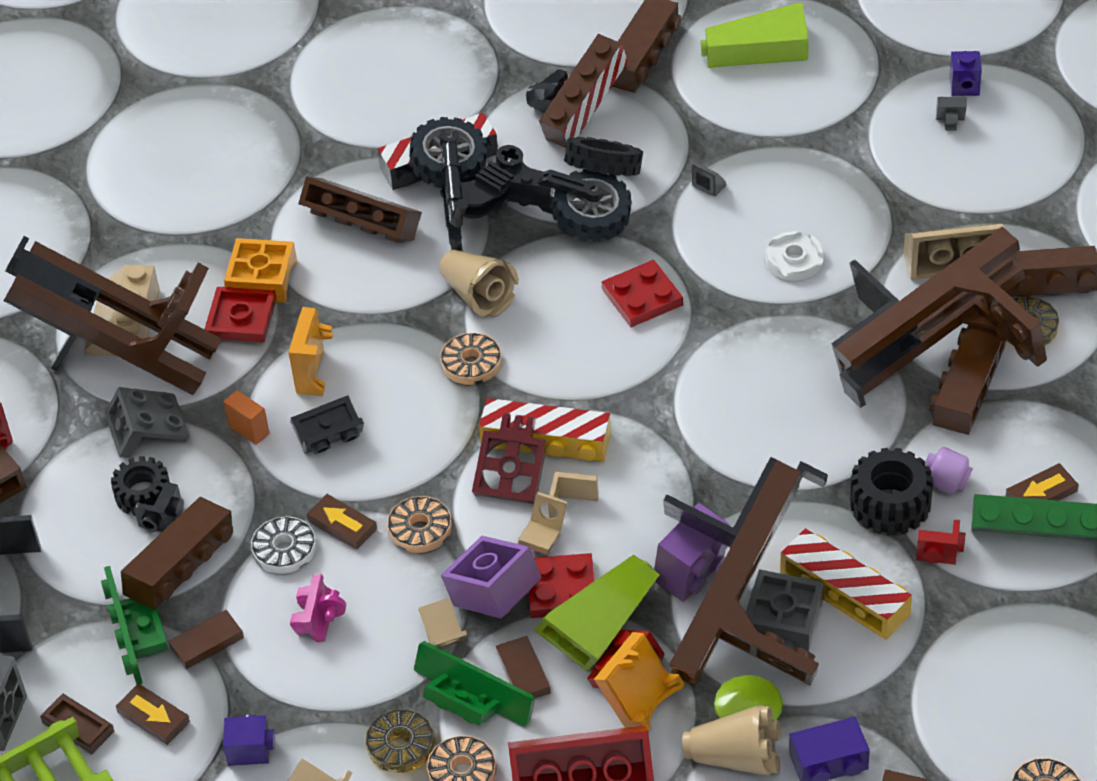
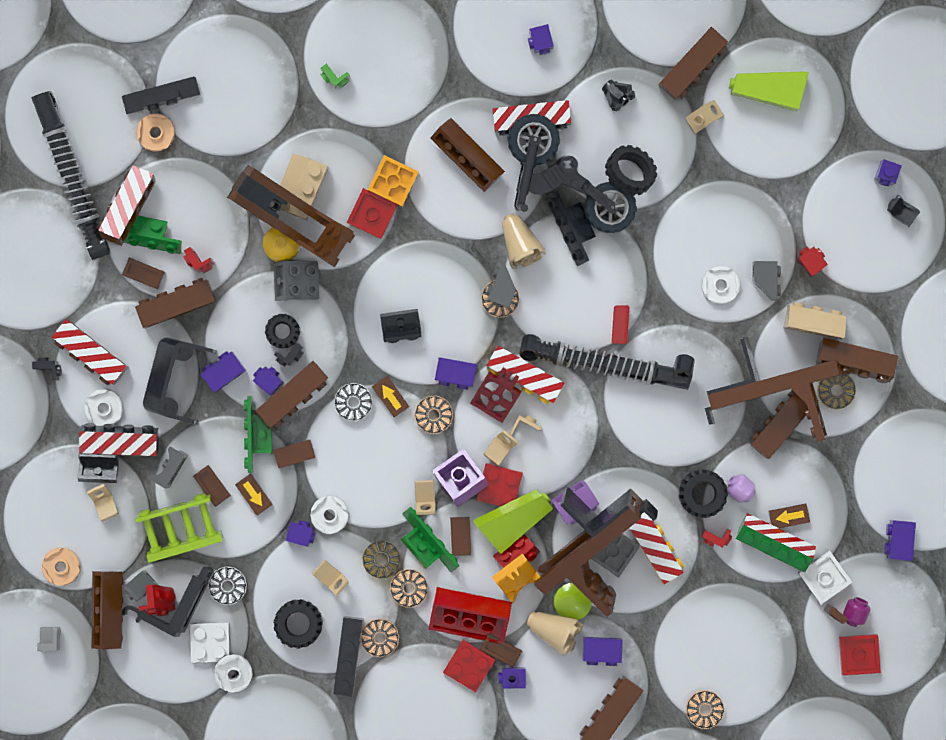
camera: 15 degrees right, 40 degrees up
(58, 561) = (223, 371): none -> dark purple brick
(103, 377) = (278, 246): none -> yellow cylinder
(128, 545) = (267, 379): none -> dark purple brick
(138, 187) = (329, 76): none -> bright green bracket
(246, 417) = (354, 303): orange piece -> none
(297, 720) = (329, 526): none -> white tile
(307, 352) = (402, 269): light orange piece -> none
(320, 608) = (362, 459): dark pink hips -> none
(420, 74) = (540, 39): none -> dark purple brick
(434, 457) = (455, 372): none -> dark purple brick
(469, 334) = (503, 288): none -> dark grey slope
(544, 248) = (573, 226): none -> black bracket
(583, 90) = (638, 106): reddish brown brick -> none
(642, 293) = (618, 282): red plate -> none
(667, 335) = (620, 324): none -> red slope
(678, 92) = (704, 116): none -> tan bracket
(681, 377) = (651, 372): none -> black piece
(707, 179) = (691, 204): dark grey slope -> none
(855, 224) = (765, 277): none -> dark grey slope
(911, 190) = (812, 260): none -> red brick
(951, 110) = (864, 200): dark grey tile -> none
(1008, 108) = (902, 211): none -> black bracket

